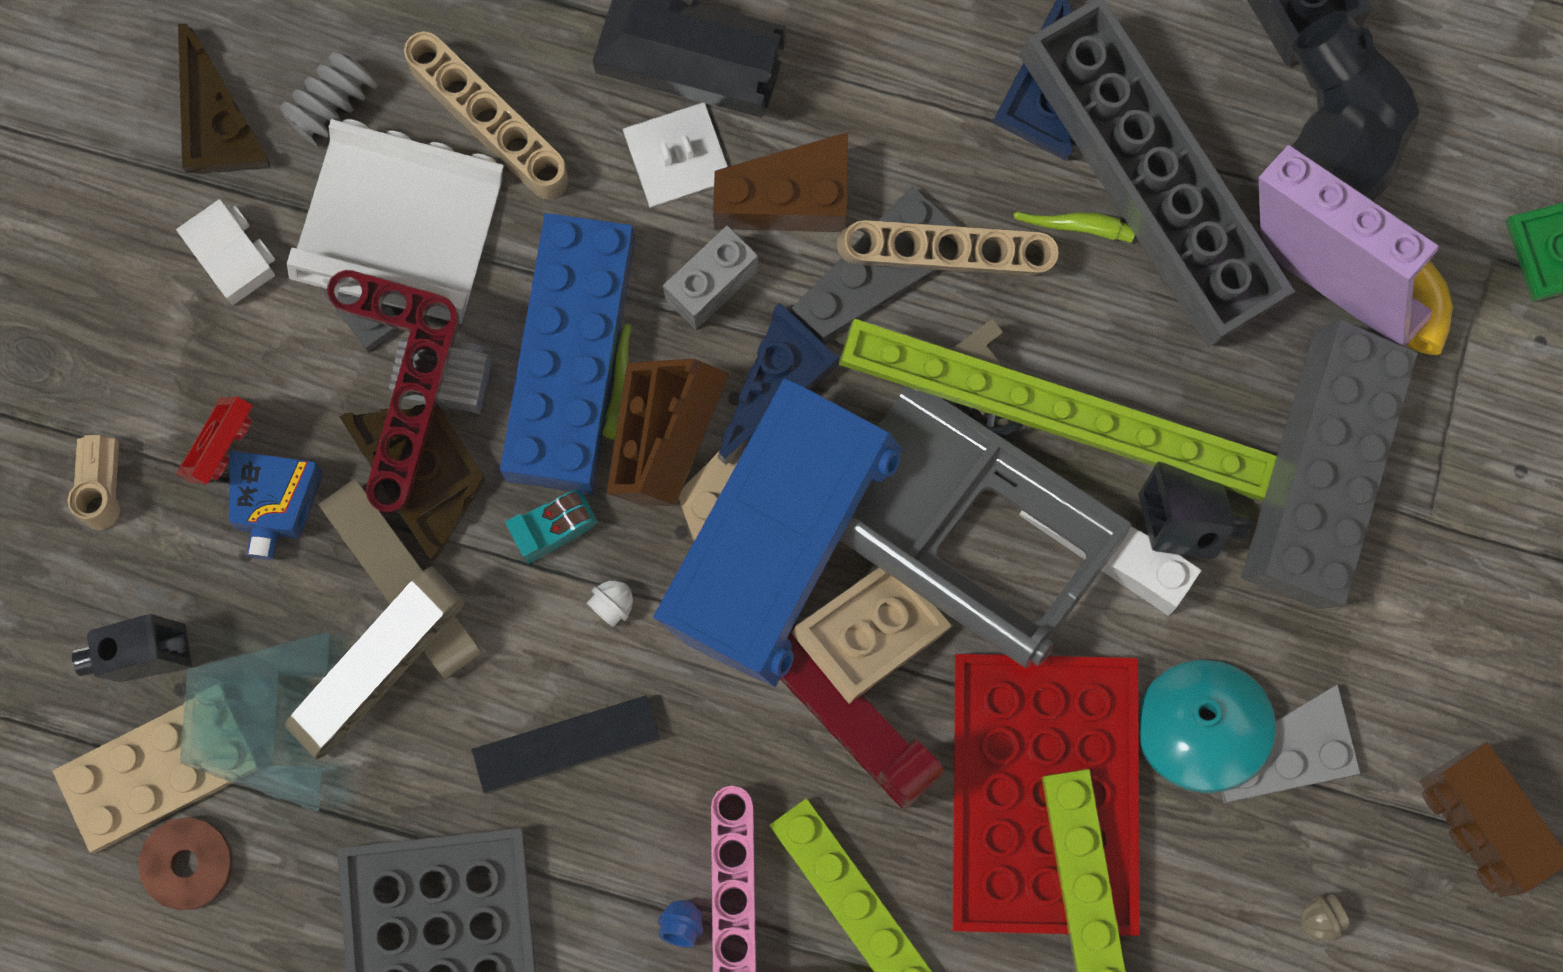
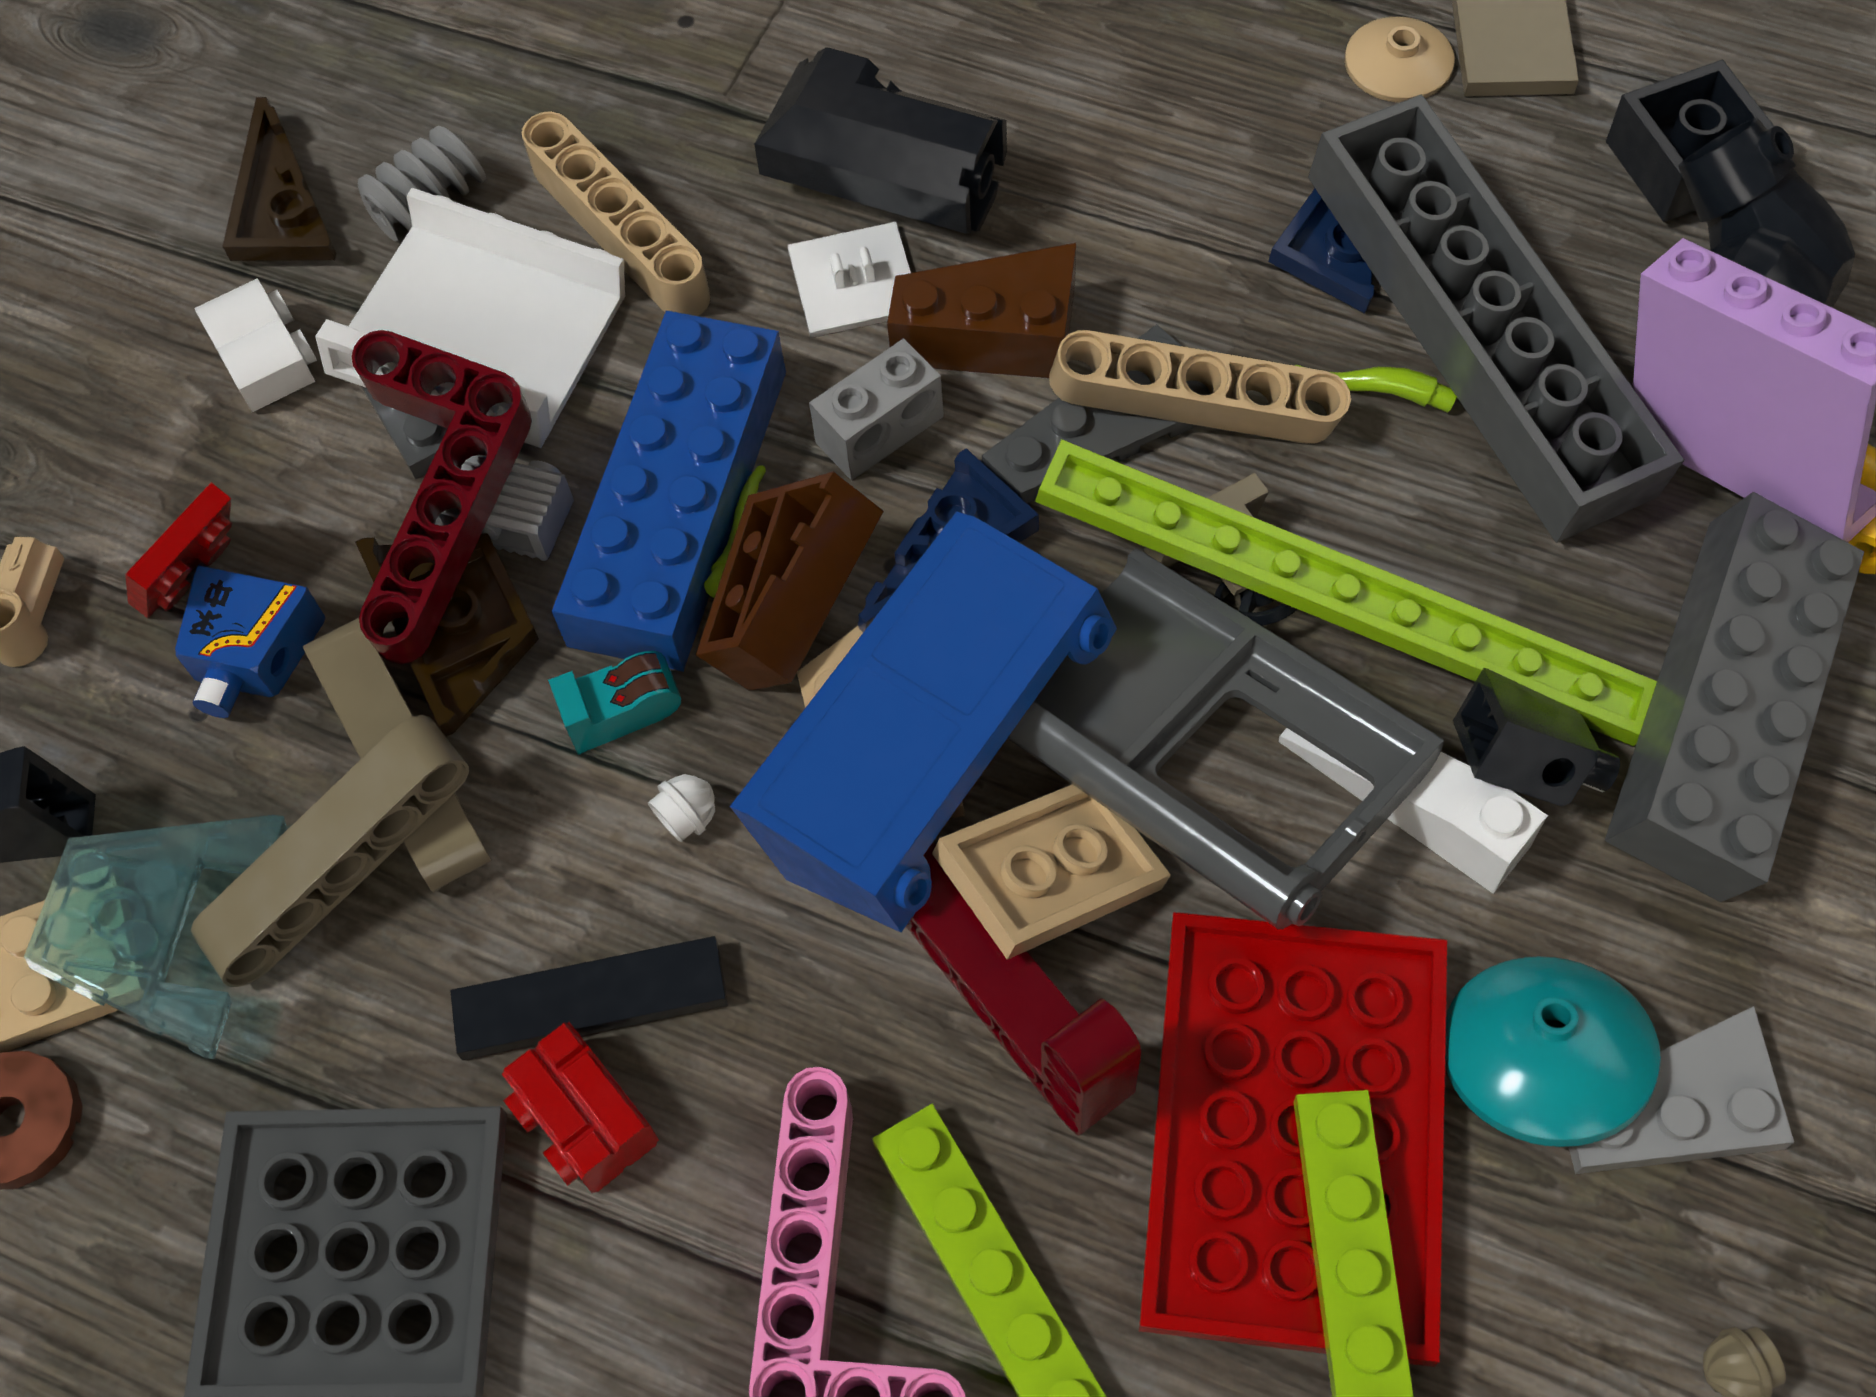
camera: 10 degrees right, 15 degrees down
(572, 823) = (579, 1109): none -> red brick
(681, 924) = (717, 1276): blue plate -> none

